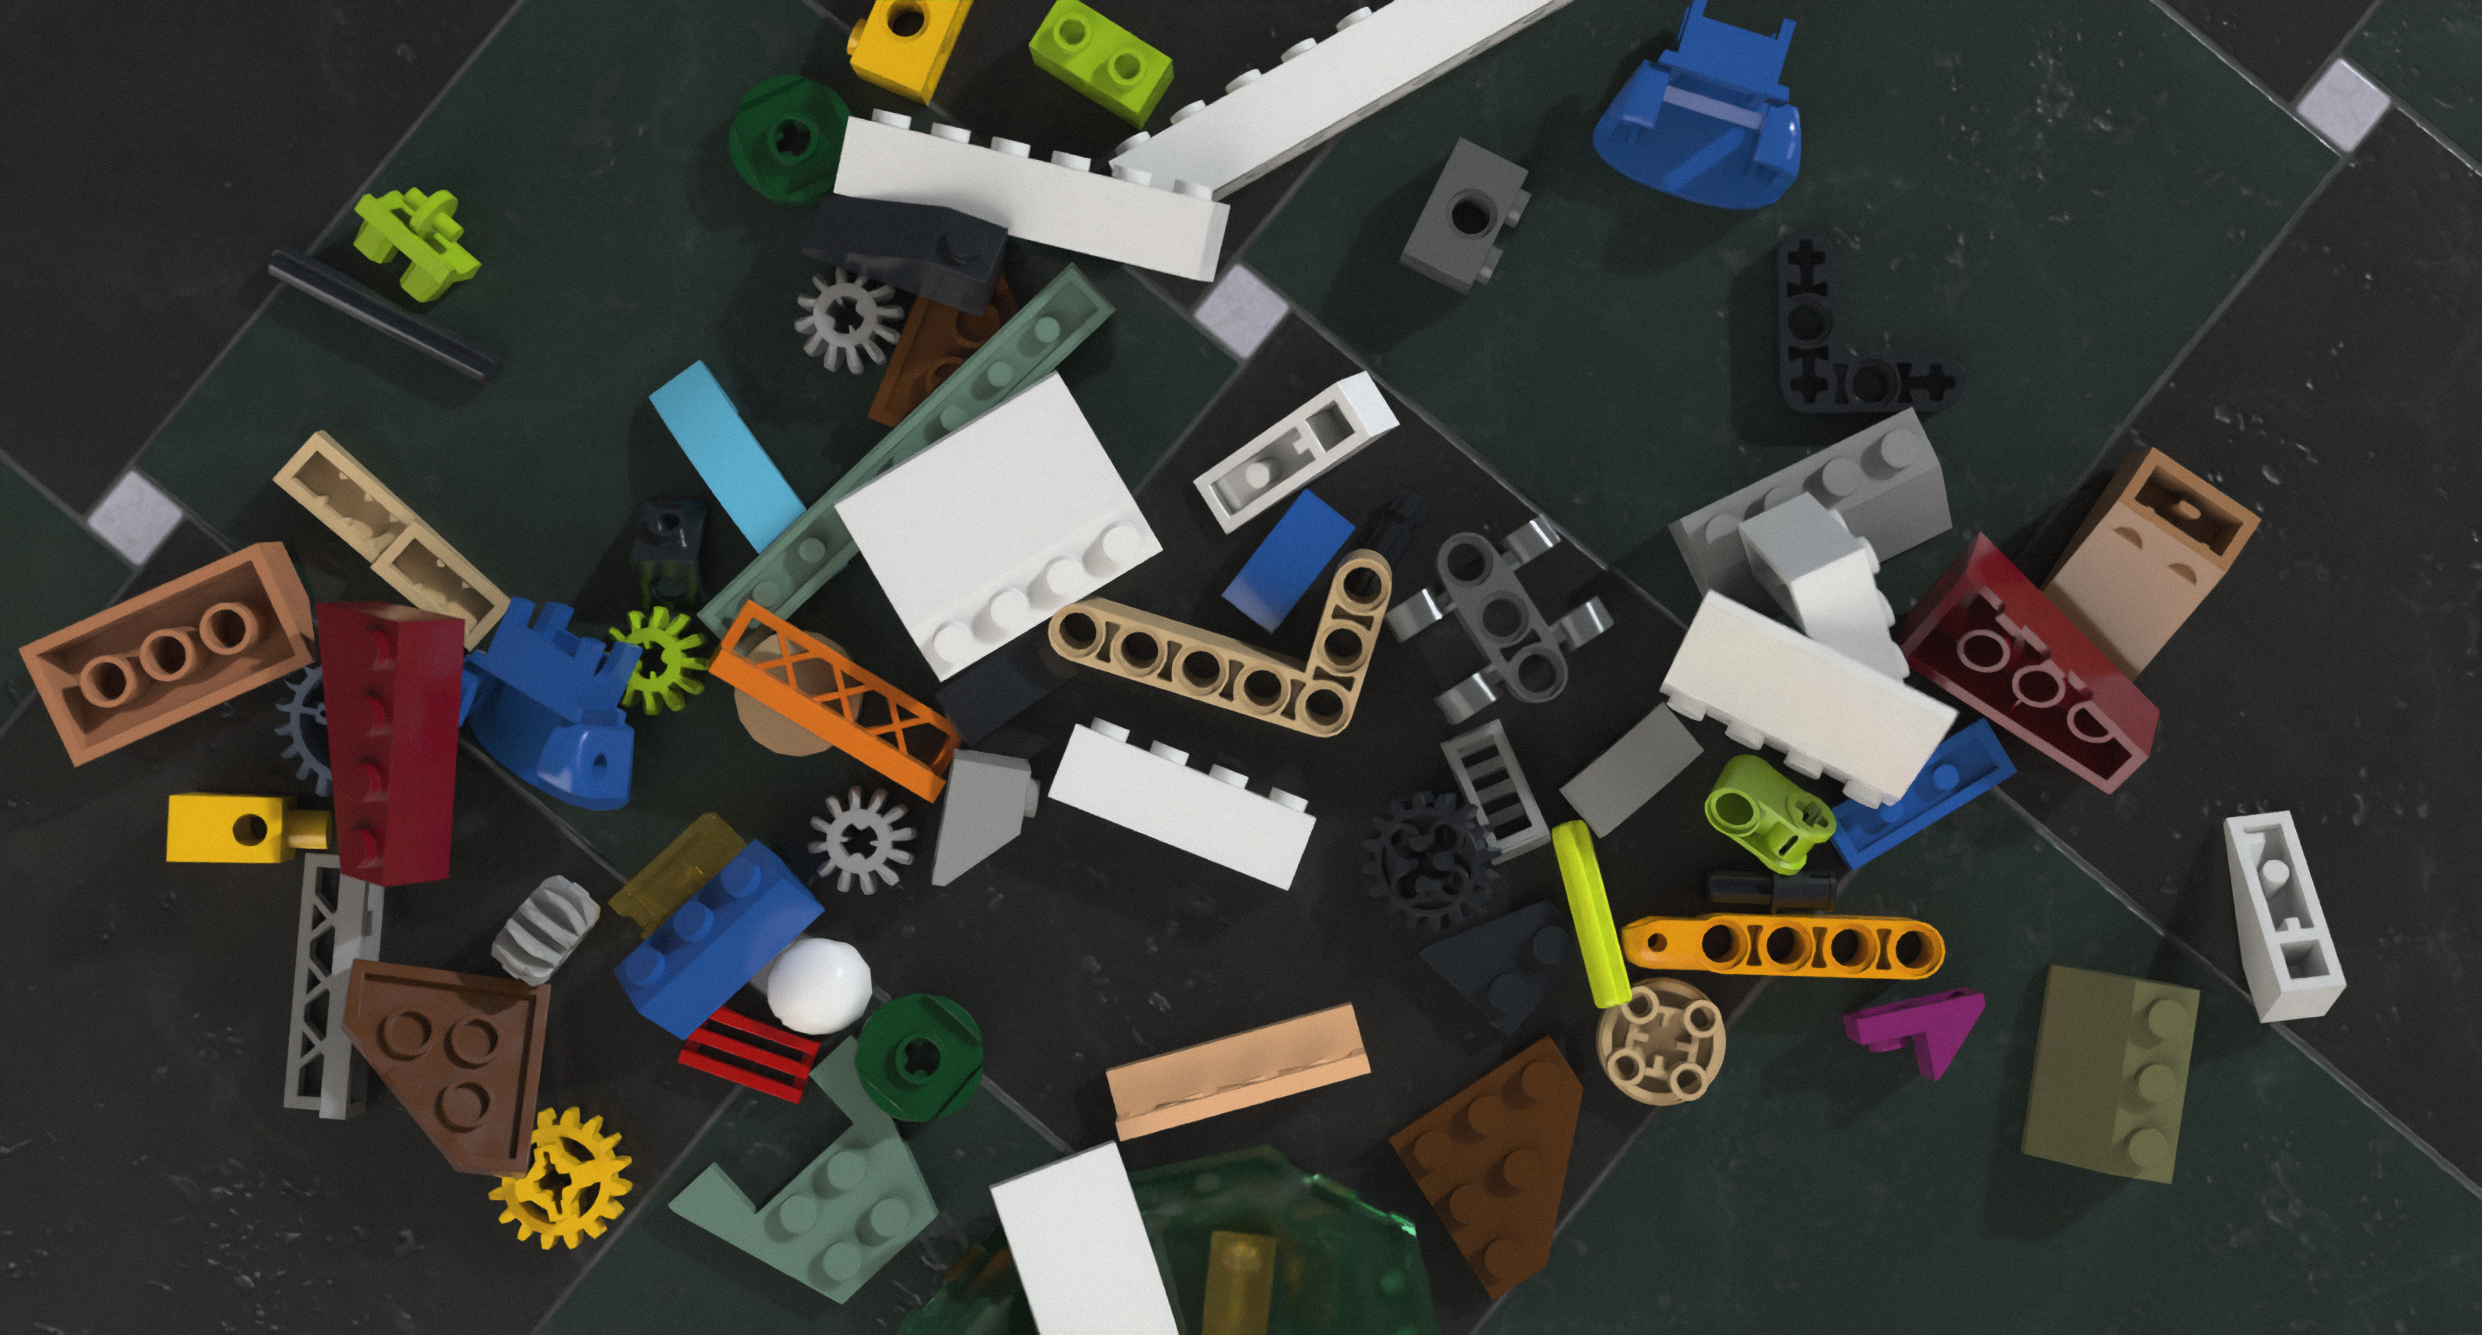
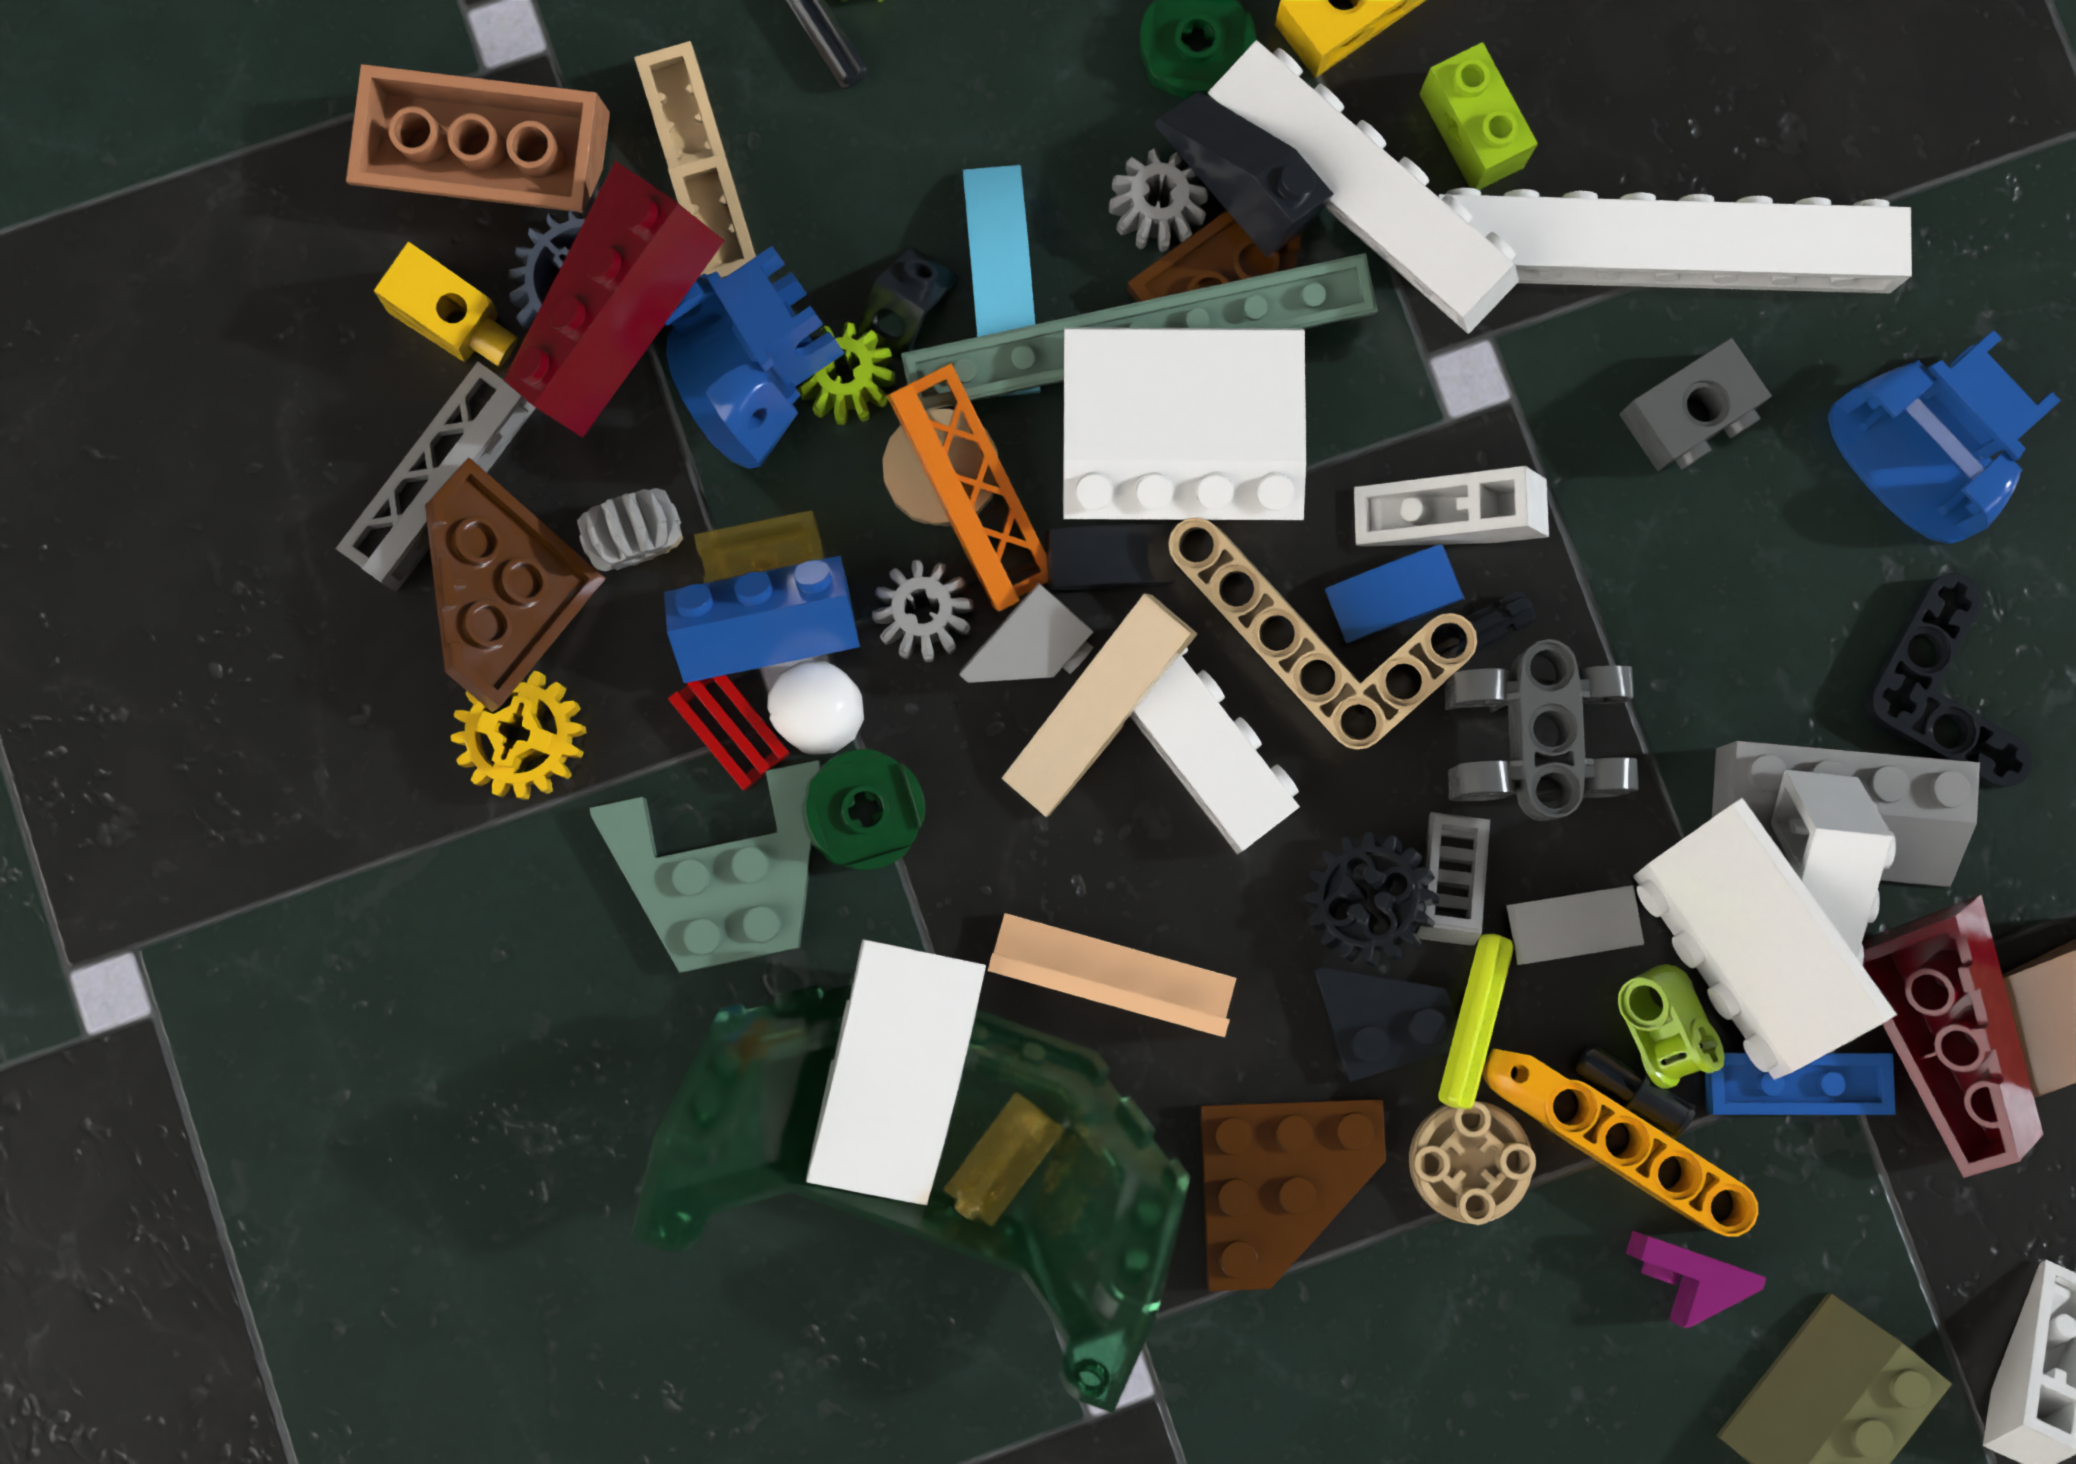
camera: 30 degrees right, 5 degrees down
(1076, 832) = (1099, 704): none -> tan slope

